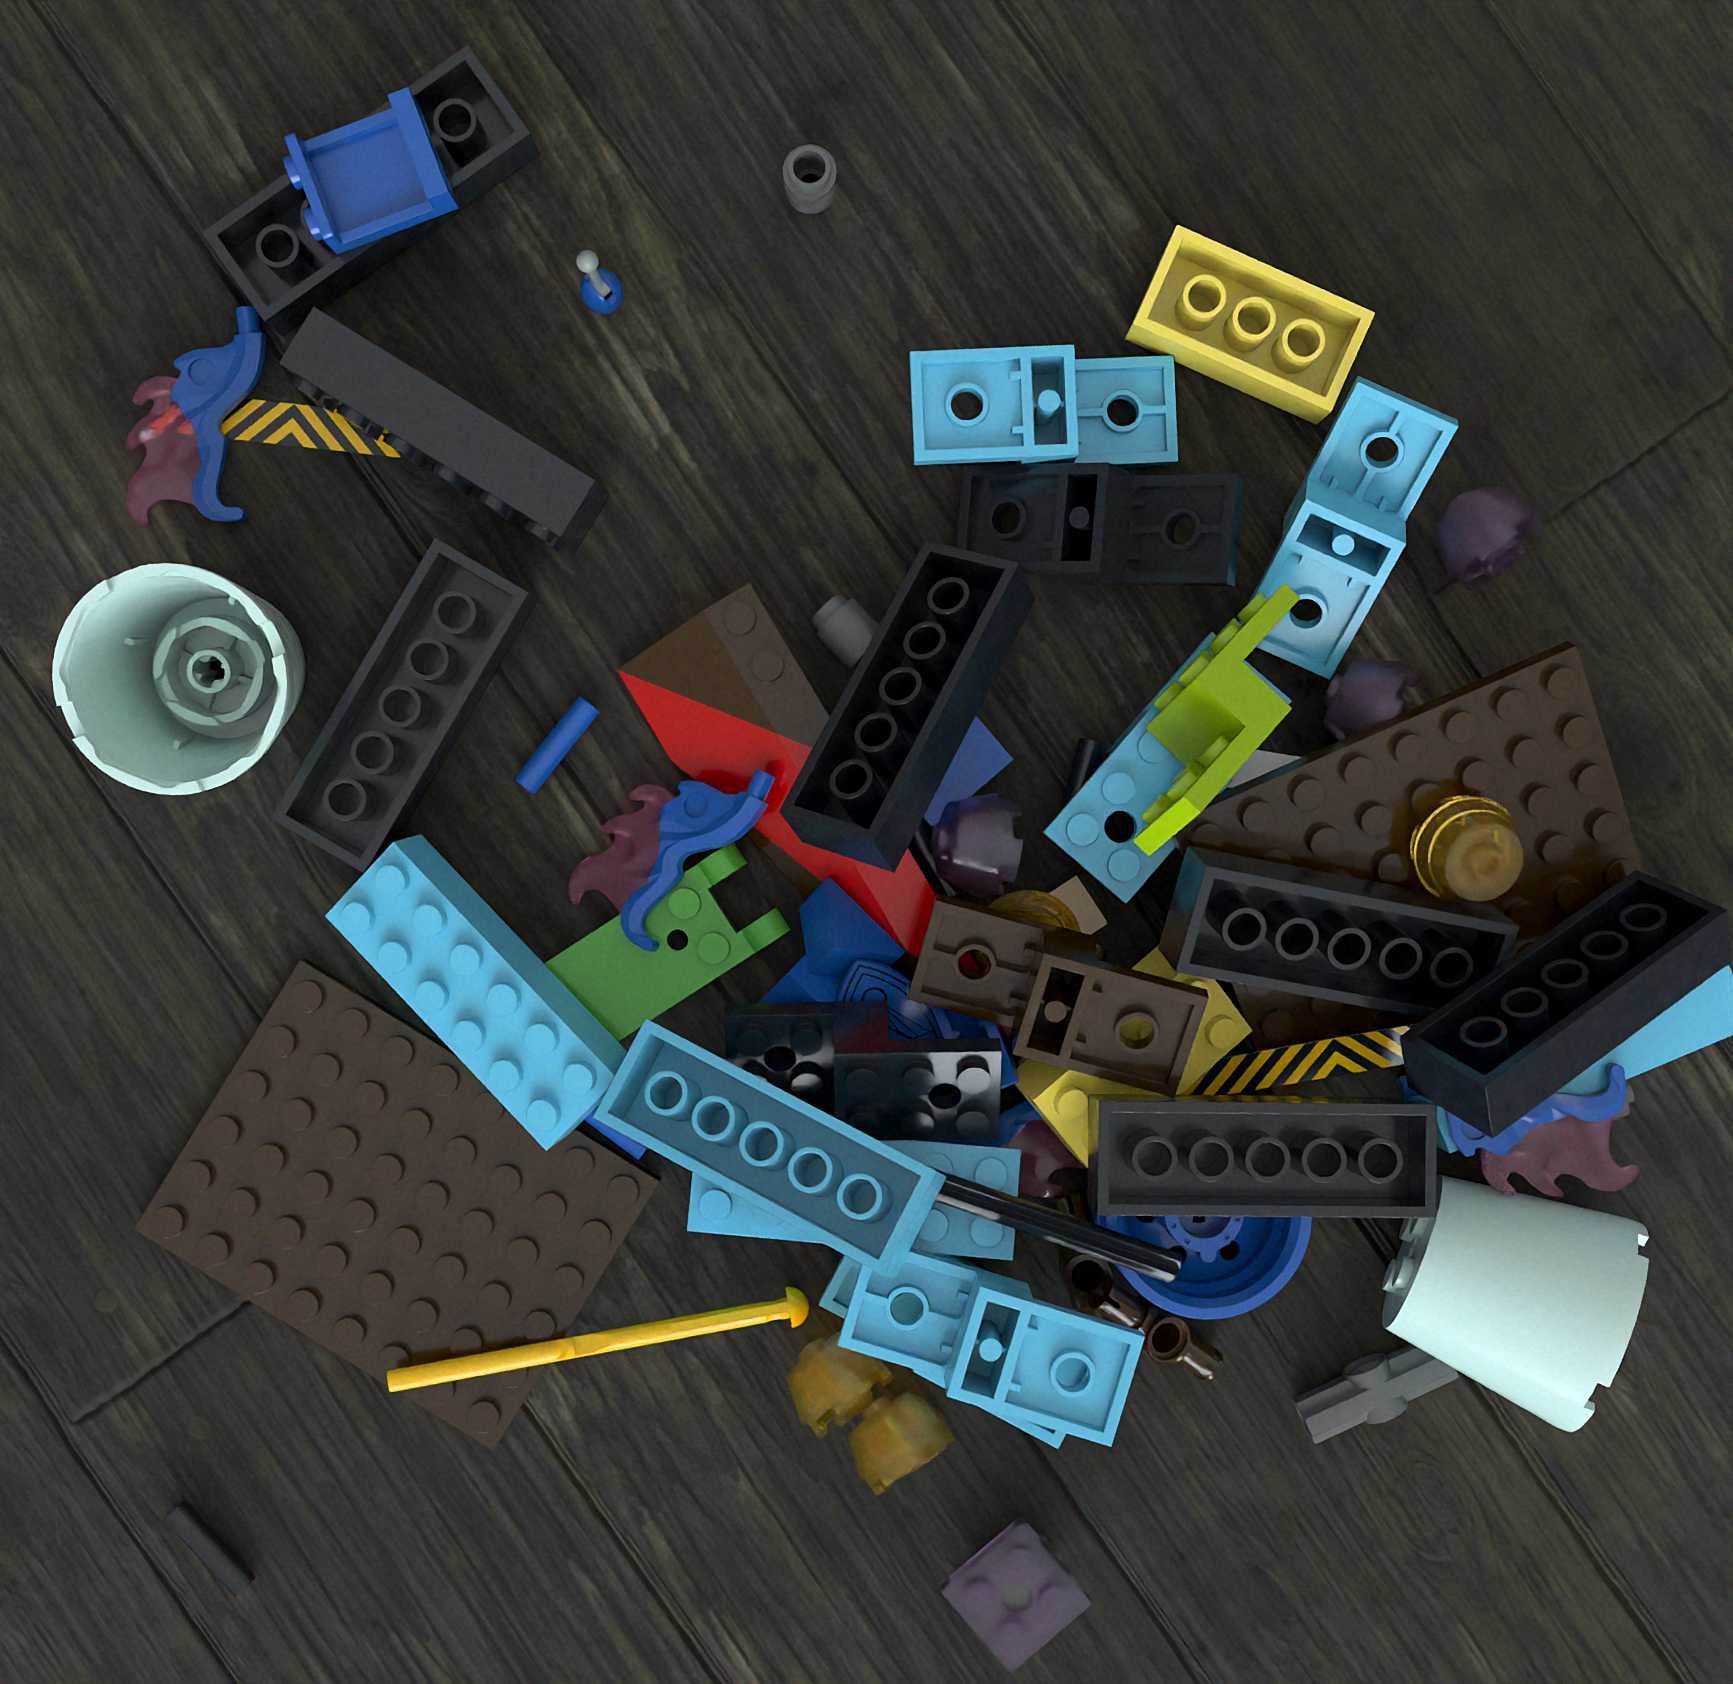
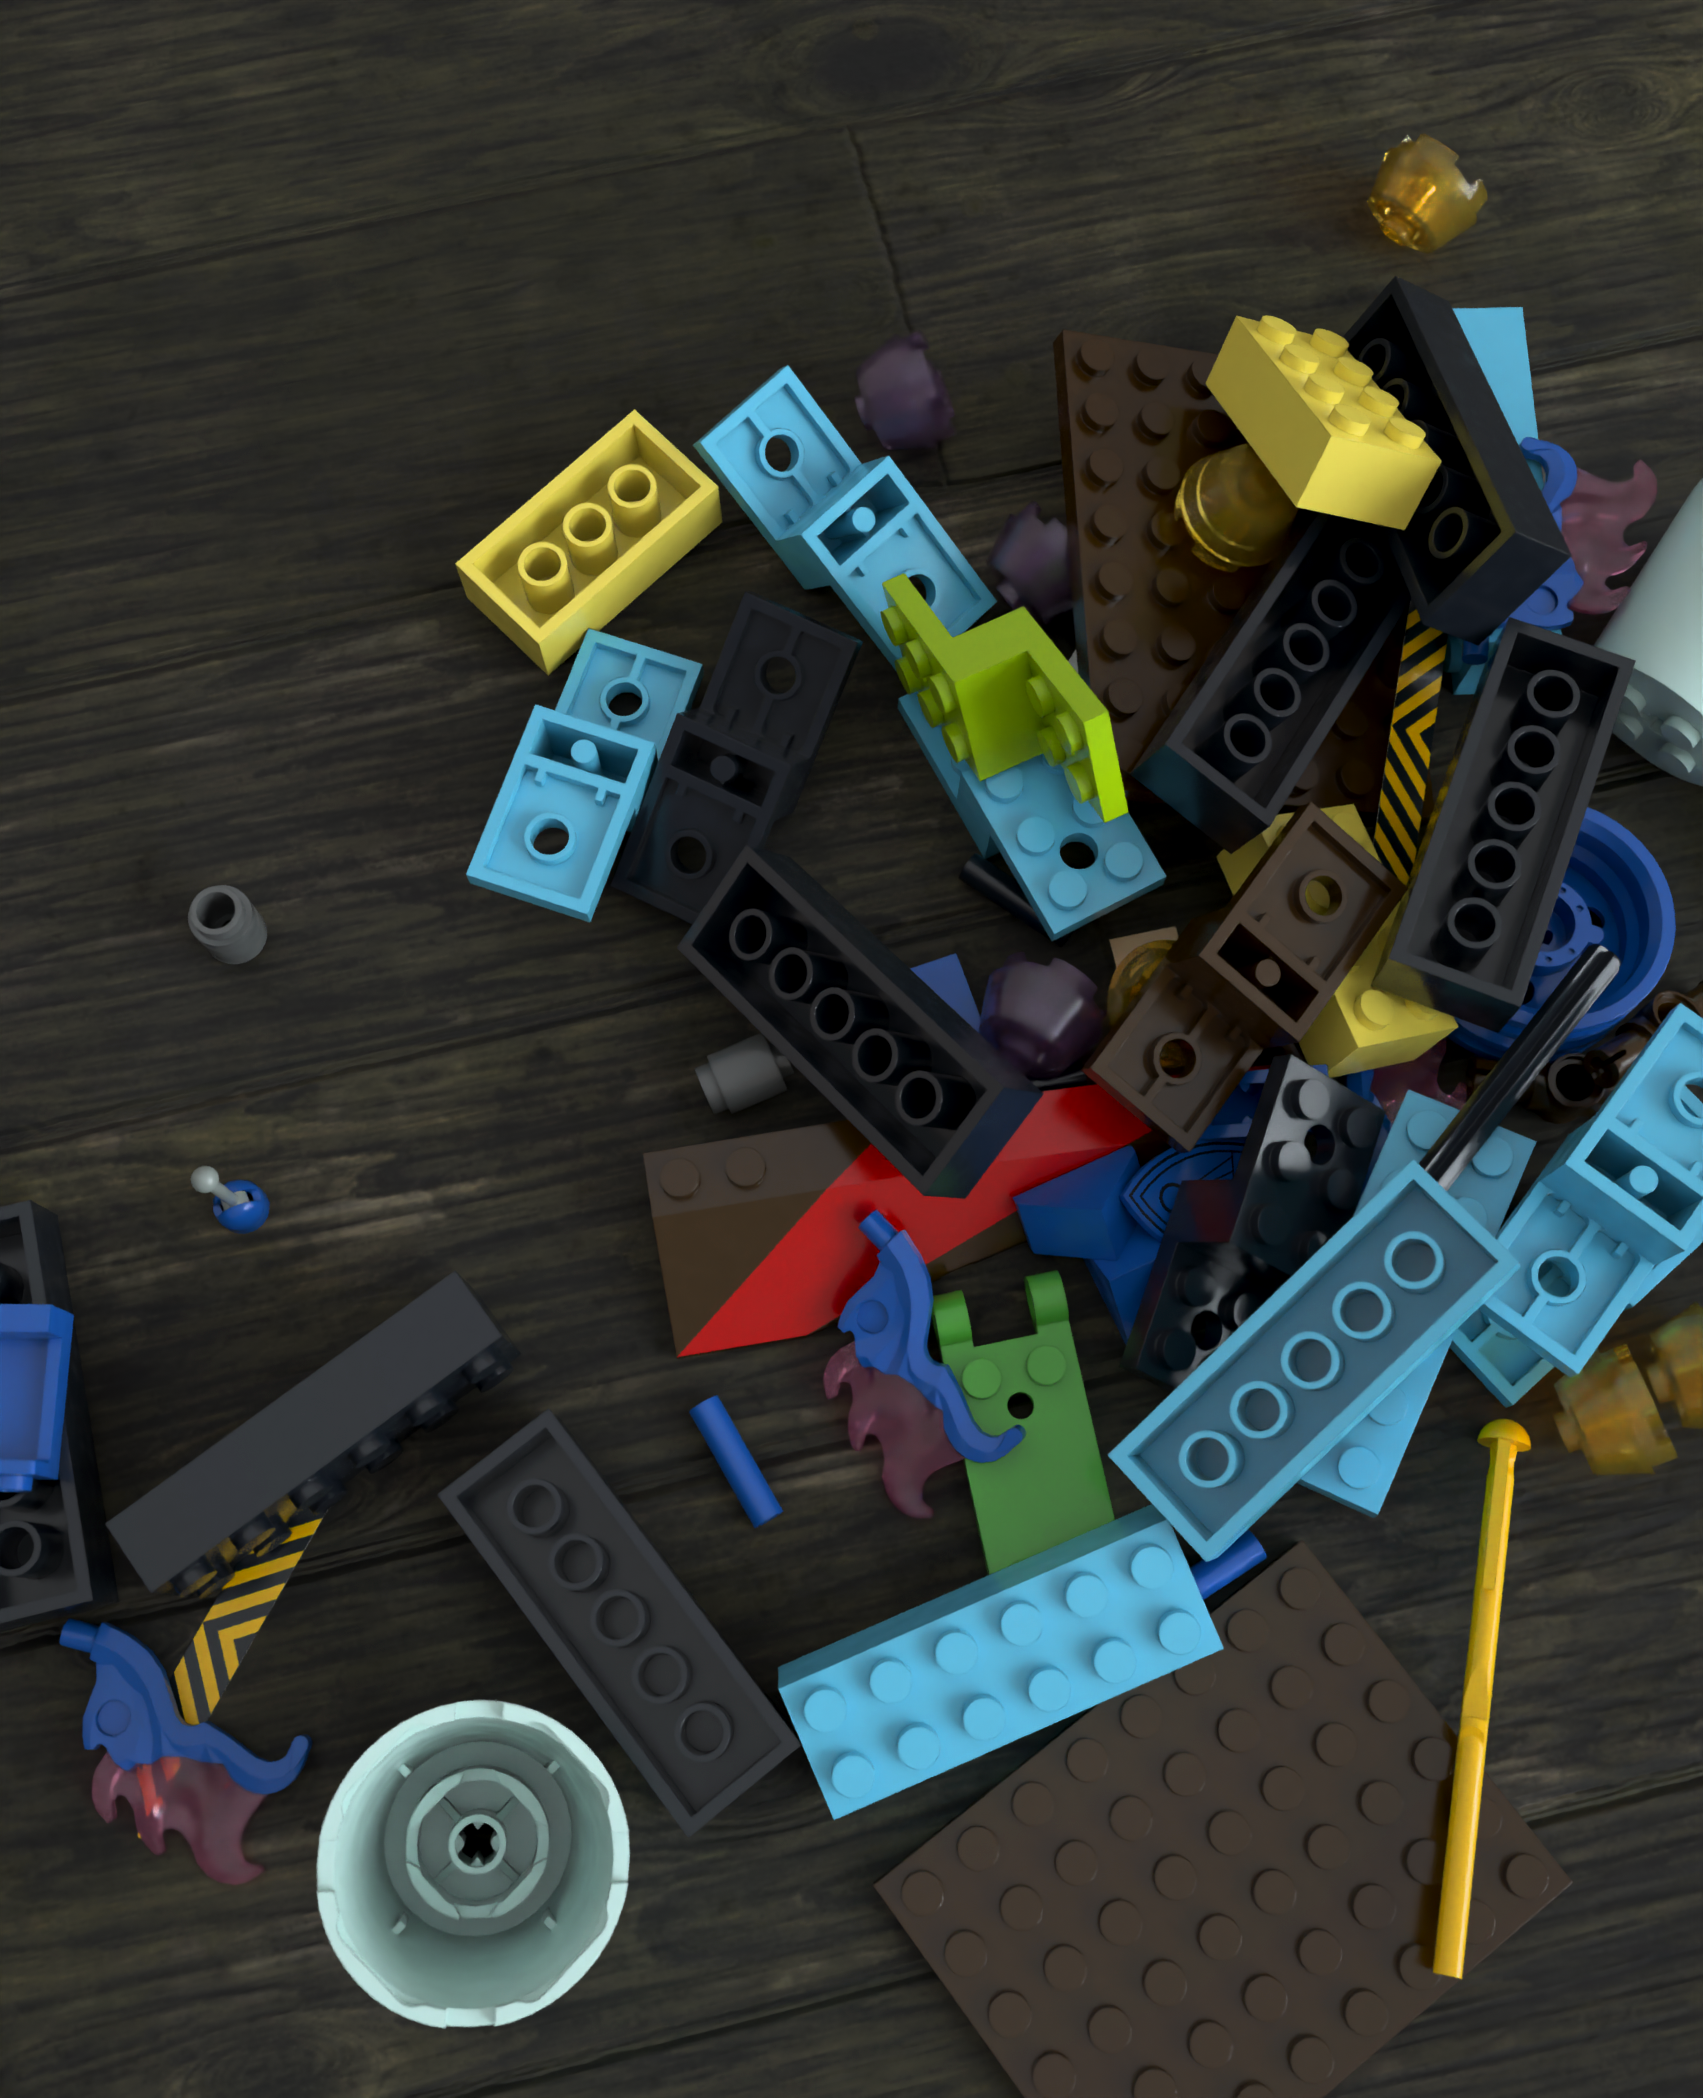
camera: 65 degrees left, 15 degrees down
(1559, 892) = (1322, 422): none -> light yellow brick

